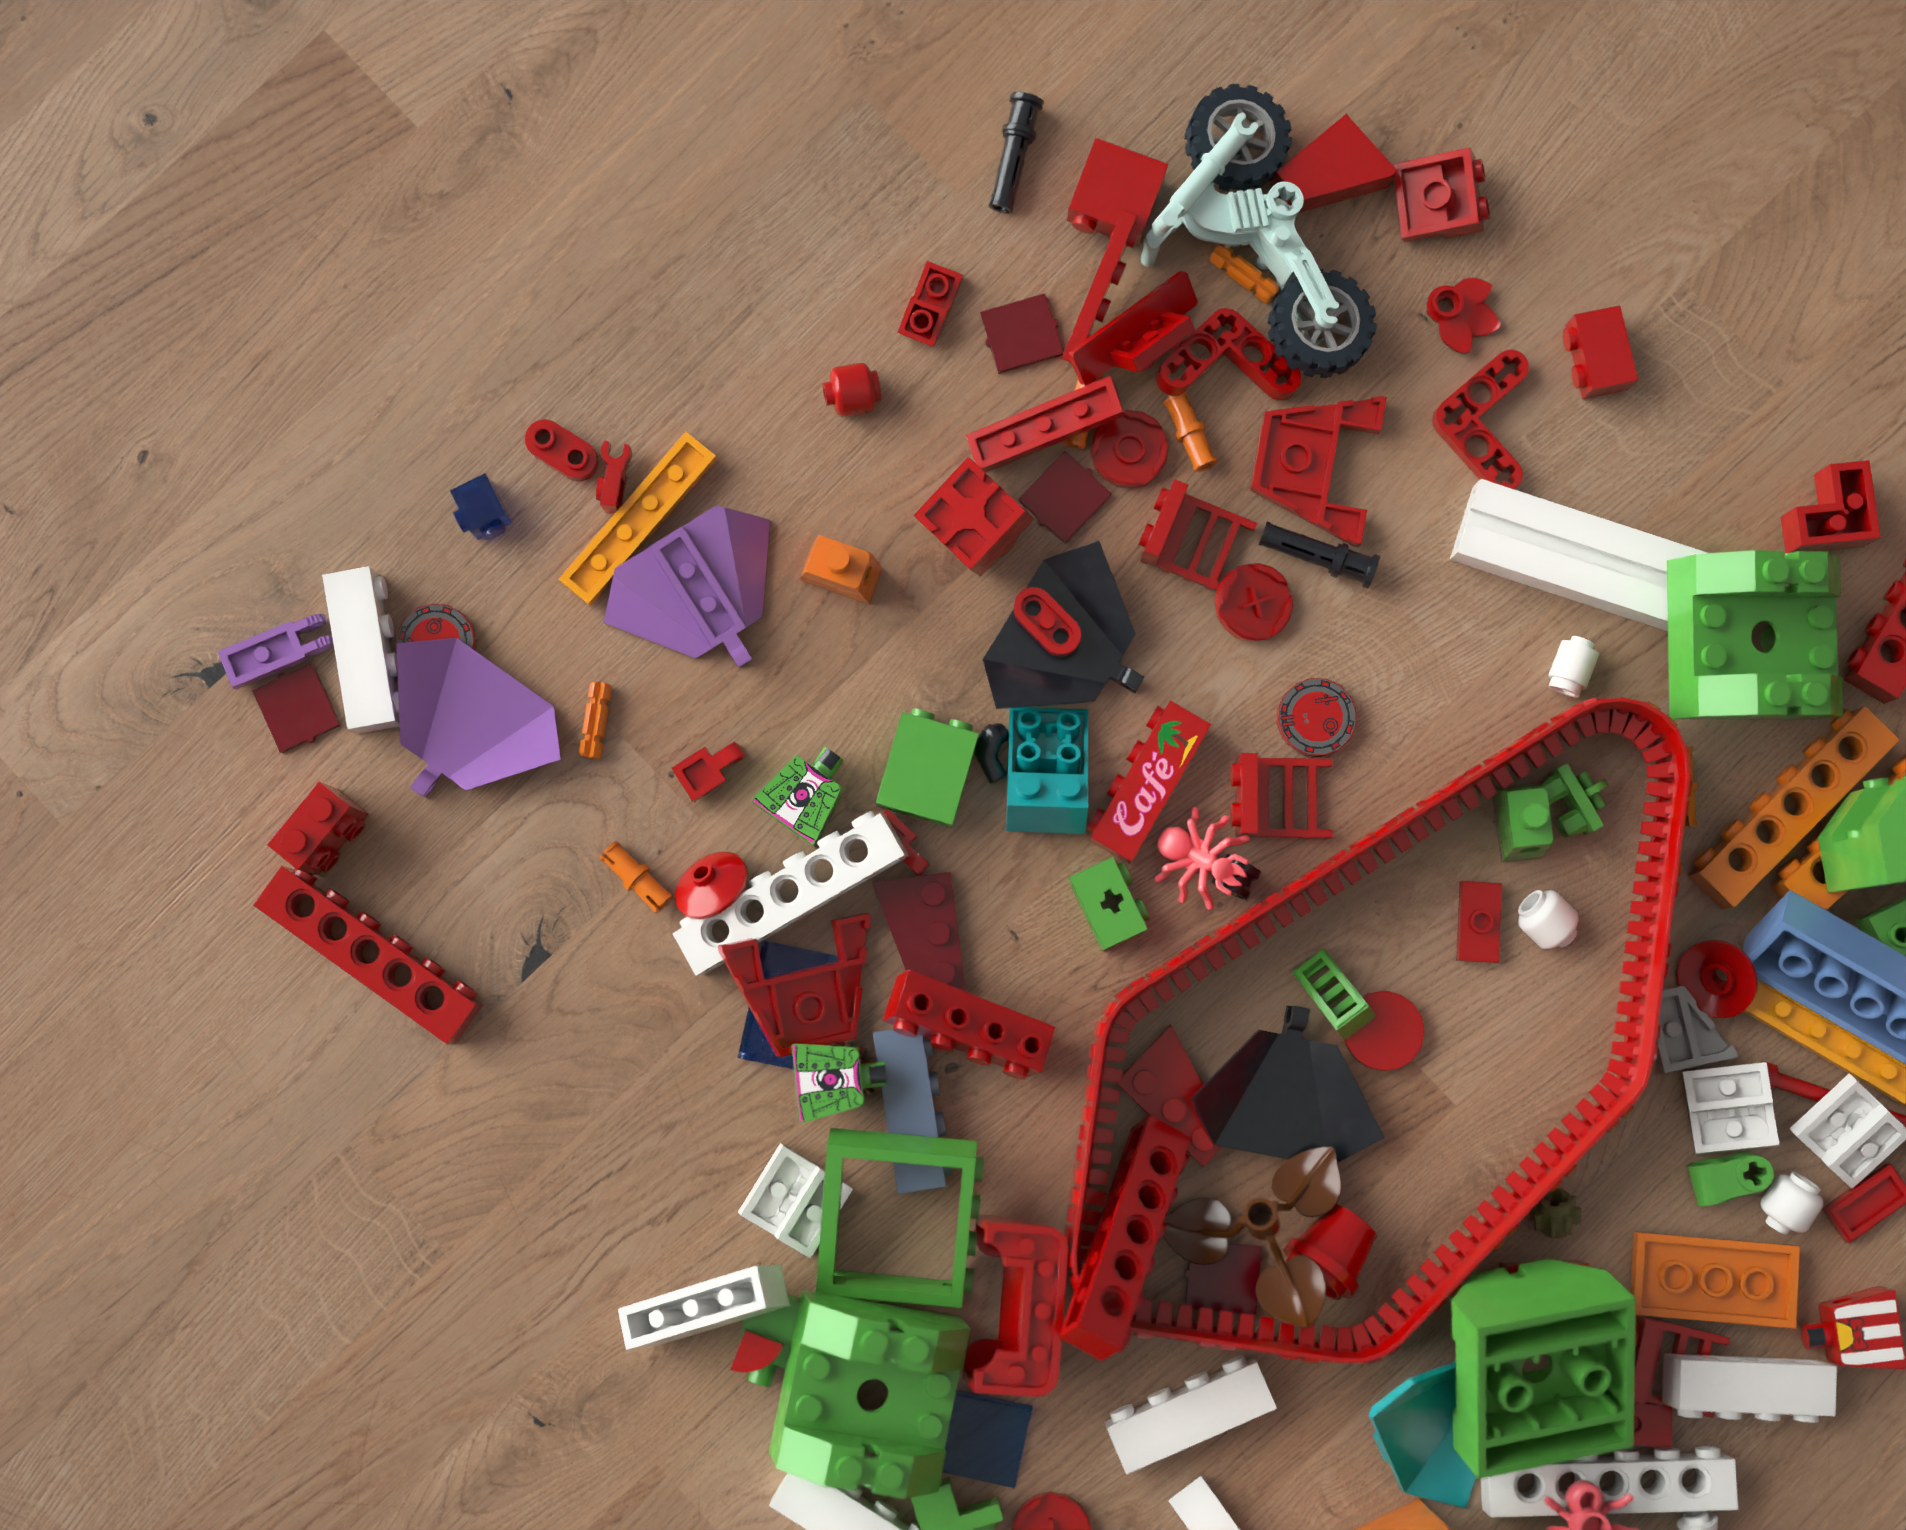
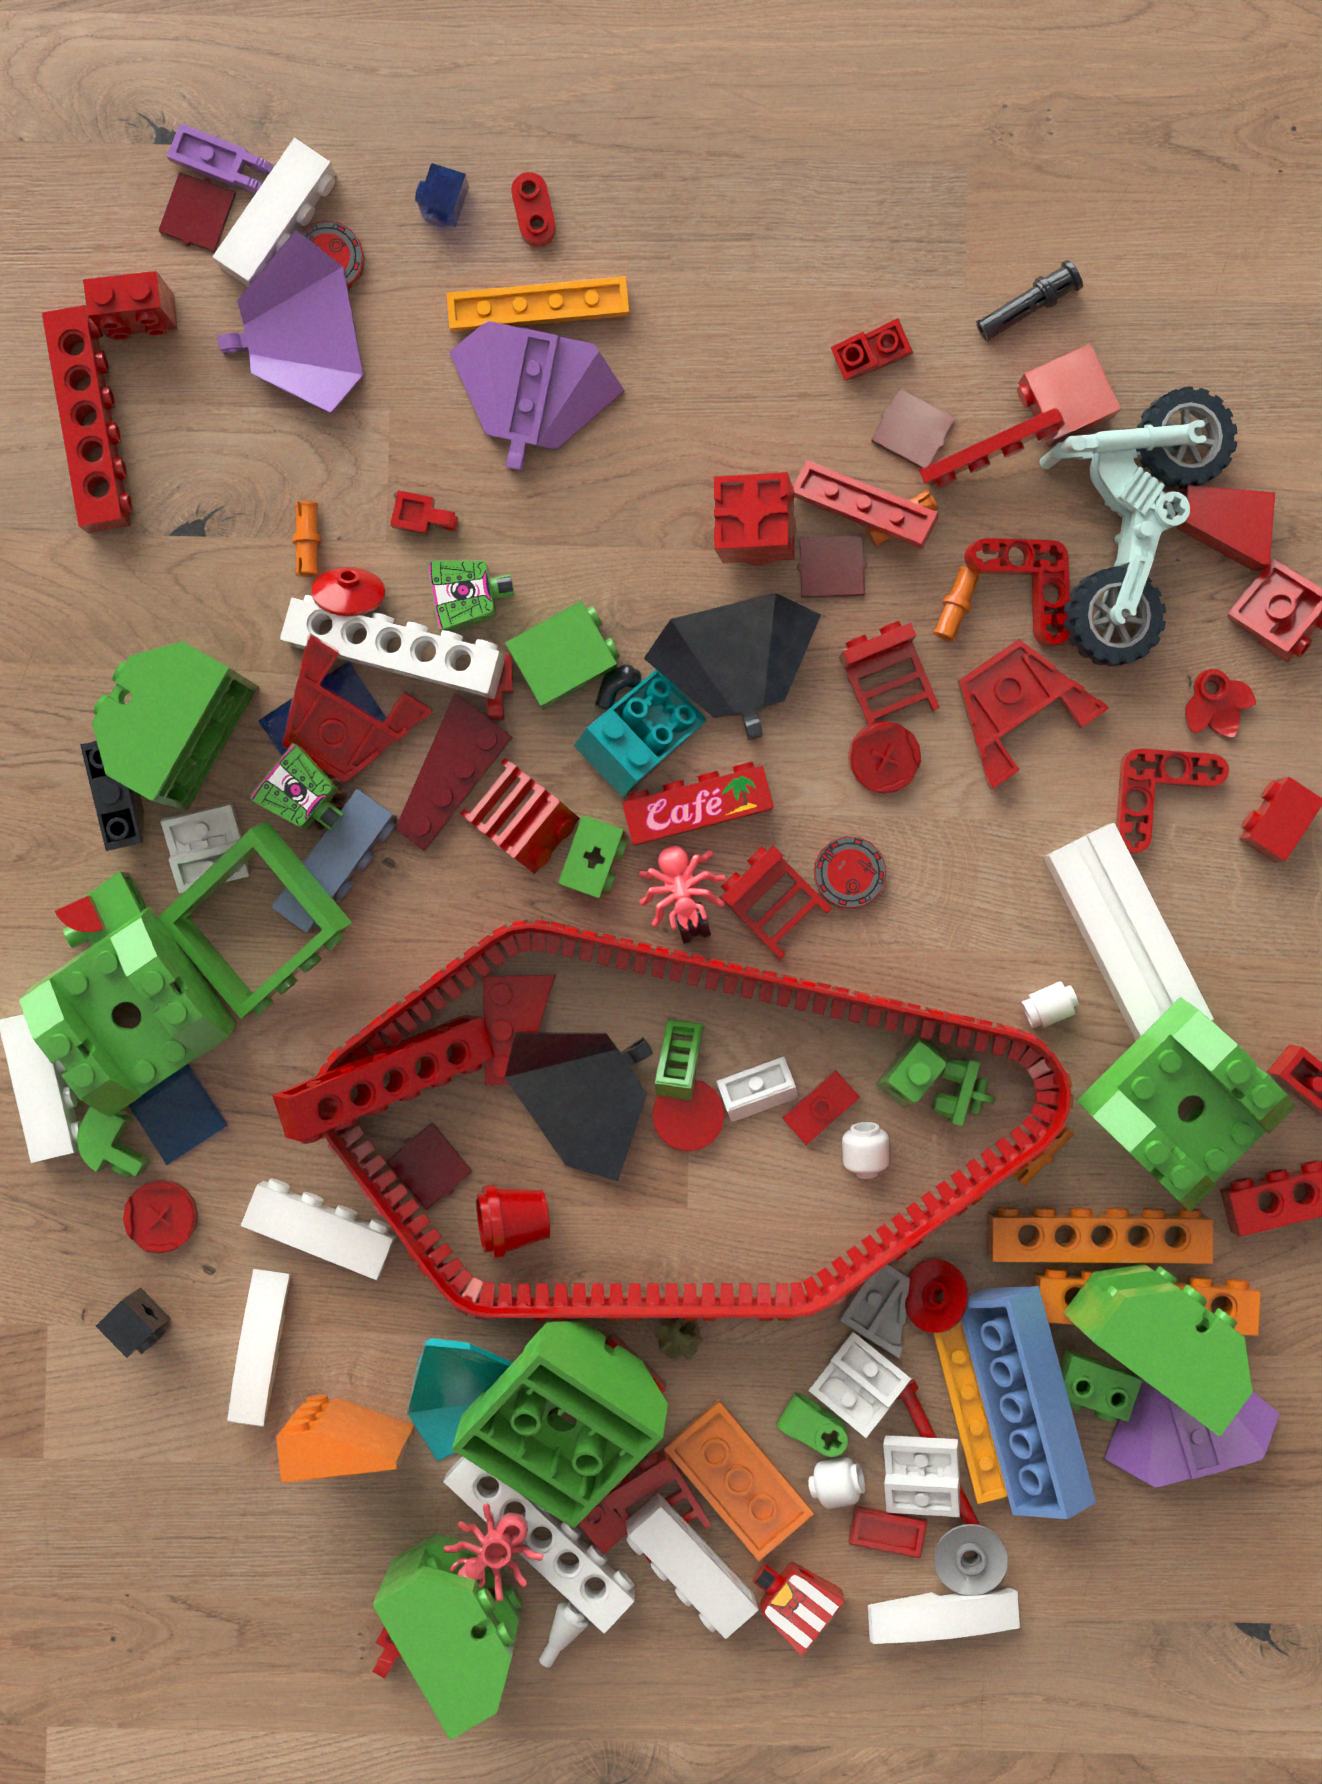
camera: 45 degrees right, 5 degrees up
(595, 720) = (380, 410): orange axle -> none
(611, 488) = (541, 266): red plate -> none
(680, 1124) = (173, 724): none -> bright green piece
(683, 1229) = (116, 806): none -> black slope
(704, 1307) = (76, 855): white brick -> none
(841, 569) = (636, 469): orange torso -> none
(852, 389) = (762, 356): red head -> none
(968, 1024) = (422, 843): red brick -> none
(1031, 1309) = (245, 1088): red windscreen -> none
(1042, 923) = (536, 827): none -> red plate
(1048, 622) = (735, 636): red plate -> none
(1130, 450) = (905, 577): red tile -> none
(1139, 333) = (988, 503): red bracket -> none
(1244, 273) = (1100, 534): orange axle -> none
(1292, 1289) = (458, 1216): reddish brown plant -> none
(1338, 559) = (968, 783): black pin -> none
(1416, 956) = (757, 1089): none -> white slope

